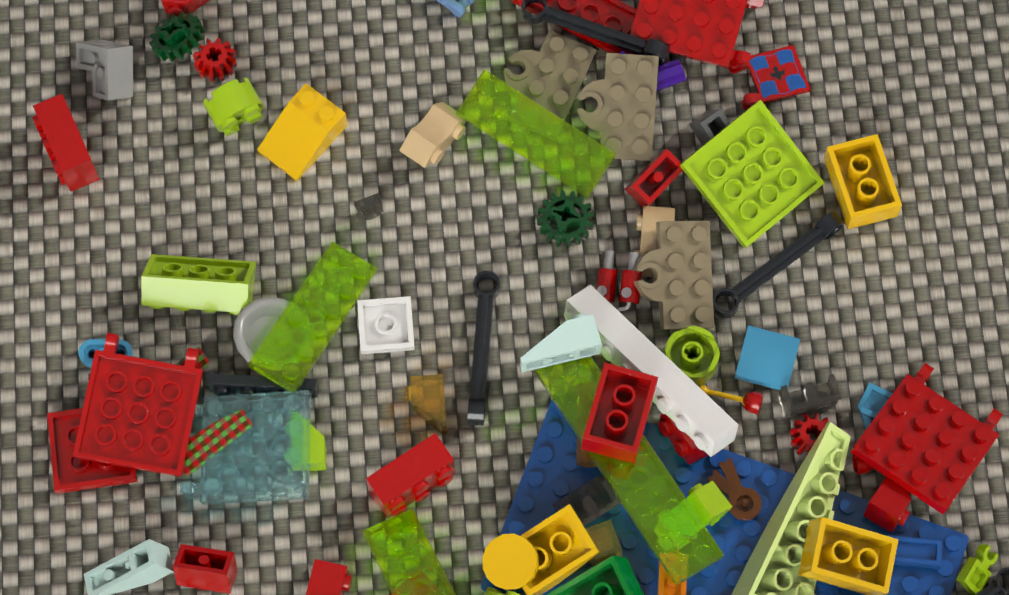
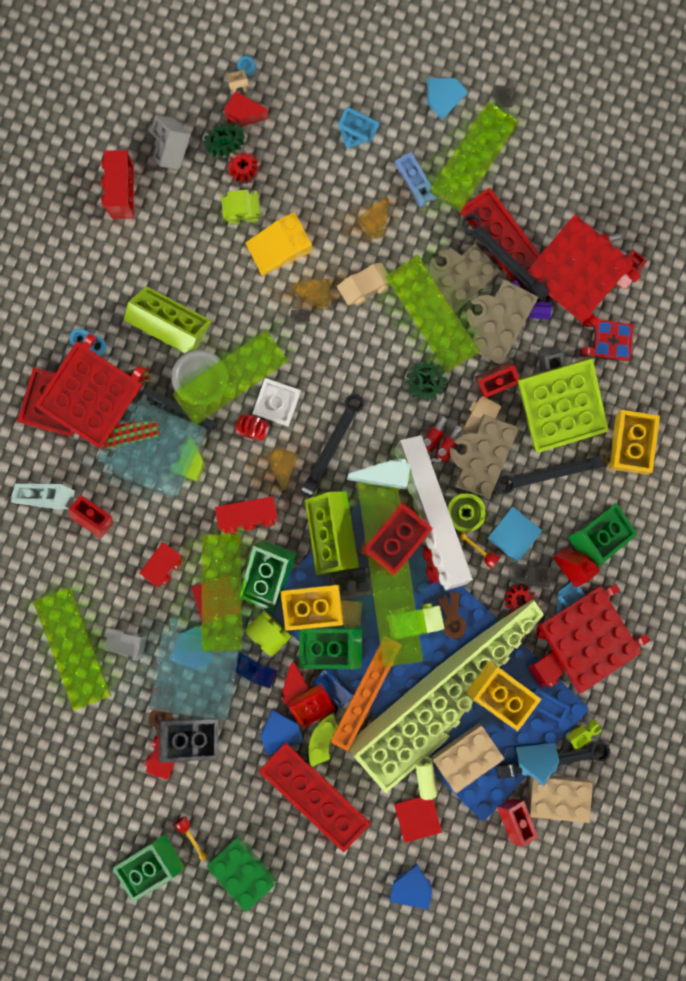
camera: 15 degrees right, 15 degrees up
(368, 367) = (251, 427): none -> red gear
(373, 172) = (314, 292): none -> clear yellow slope
(410, 55) = (374, 220): none -> clear yellow slope
(464, 537) = (267, 574): none -> green slope
(510, 561) = (283, 604): yellow tile -> none
(530, 453) = (331, 533): none -> lime slope
(865, 362) = (576, 566): none -> red slope
(879, 312) = (603, 535): none -> green slope

